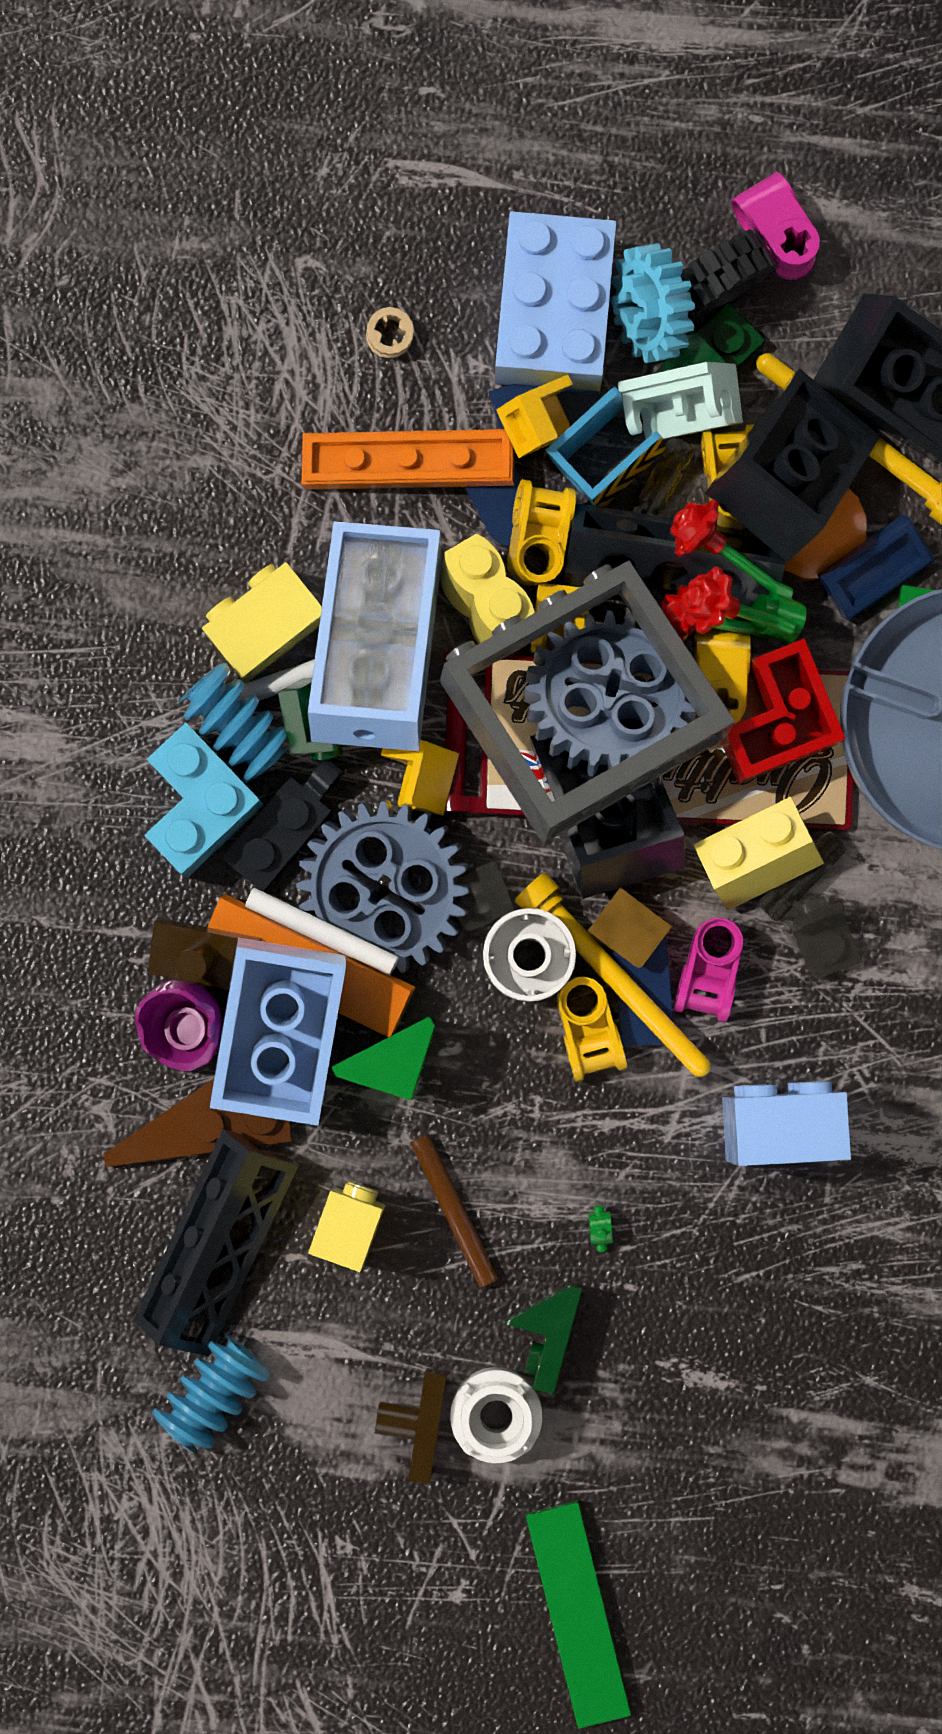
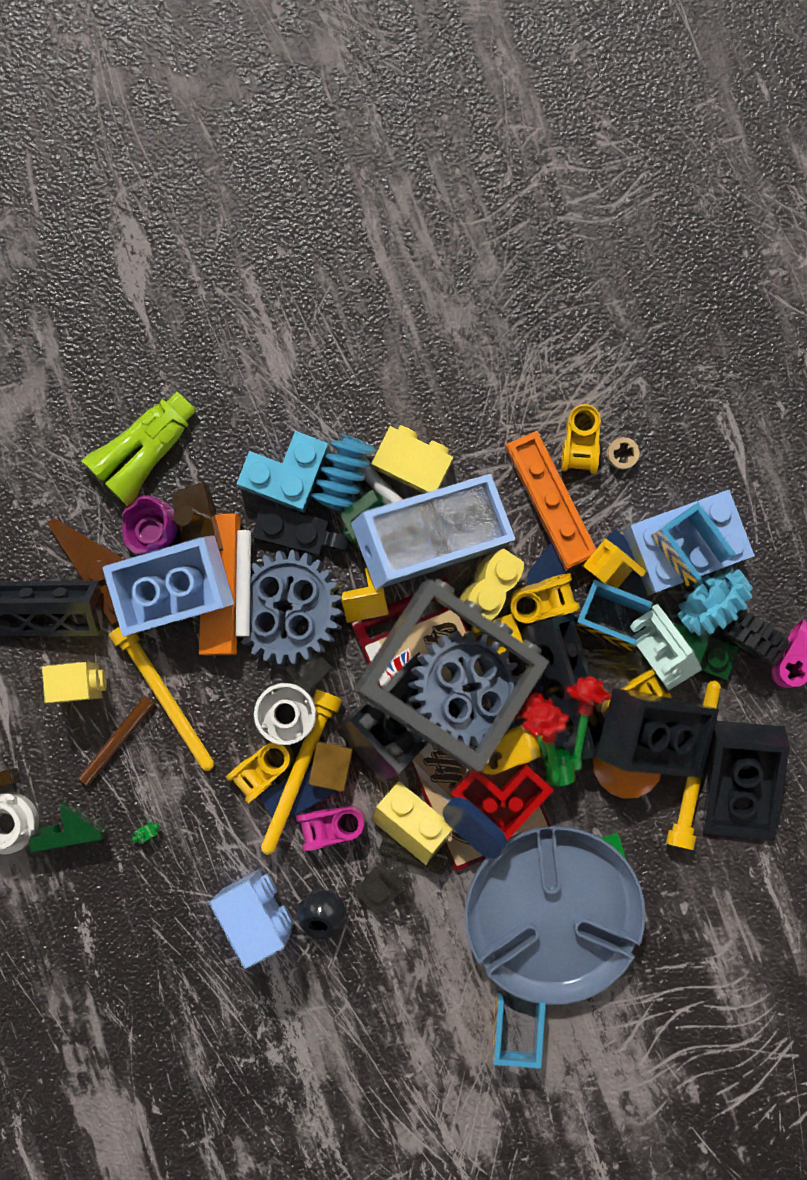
camera: 65 degrees right, 0 degrees up
(54, 956) = (156, 433): none -> lime piece
(315, 1137) = (131, 644): none -> yellow piece
(349, 379) = (581, 442): none -> yellow piece
(393, 1063) = (181, 662): green slope -> none
(552, 265) = (708, 532): none -> dark azure piece
(805, 767) = (474, 827): none -> dark blue tile
(824, 1035) = (322, 914): none -> black piece
(875, 567) = (621, 812): dark blue tile -> none

